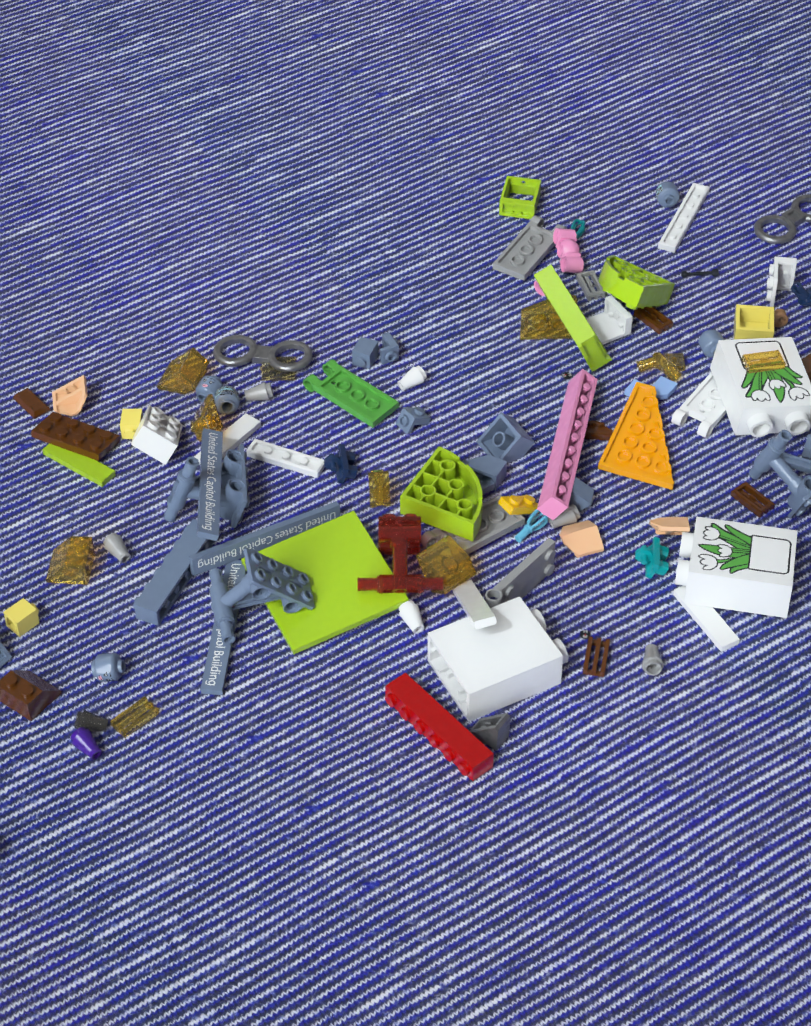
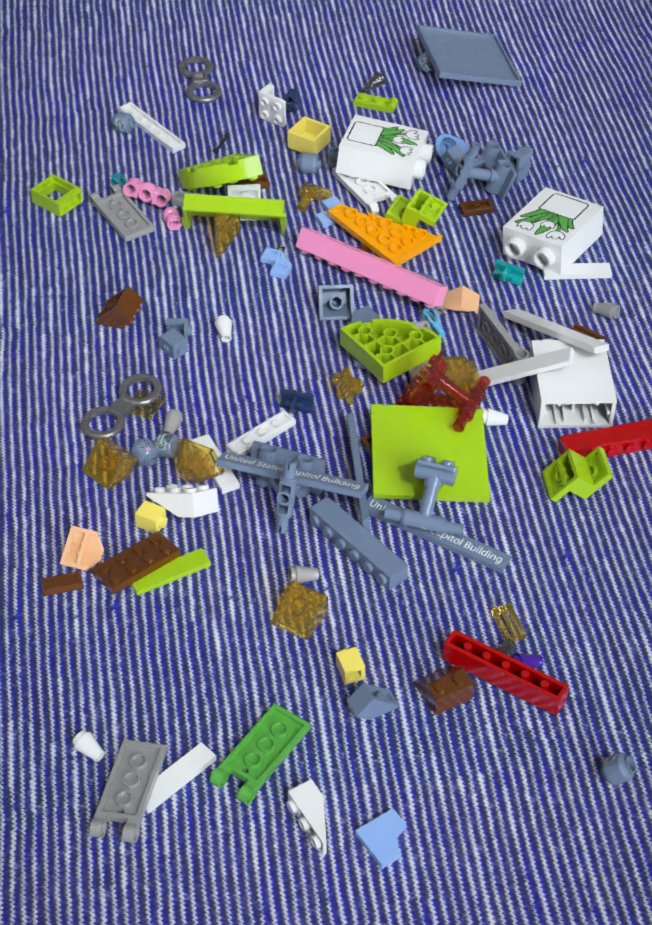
camera: 65 degrees left, 0 degrees up
(58, 728) = (505, 672): none -> red brick
(108, 667) = (446, 620): sand blue head -> none
(352, 394) = (215, 368): bright green hinge -> none
(359, 705) = (577, 474): none -> lime bracket
(388, 300) = (120, 309): none -> reddish brown slope
(411, 417) = (272, 345): sand blue bracket -> none
(492, 730) = (635, 410): flat silver slope -> none
(518, 504) = (414, 316): yellow plate -> none
(548, 377) = (281, 266): none -> light blue tile
(554, 614) = (557, 331): none -> white tile
(670, 525) = (491, 246): light nougat slope -> none
(690, 447) = (420, 208): none -> lime bracket
(765, 362) = (373, 139): clear yellow tile -> none

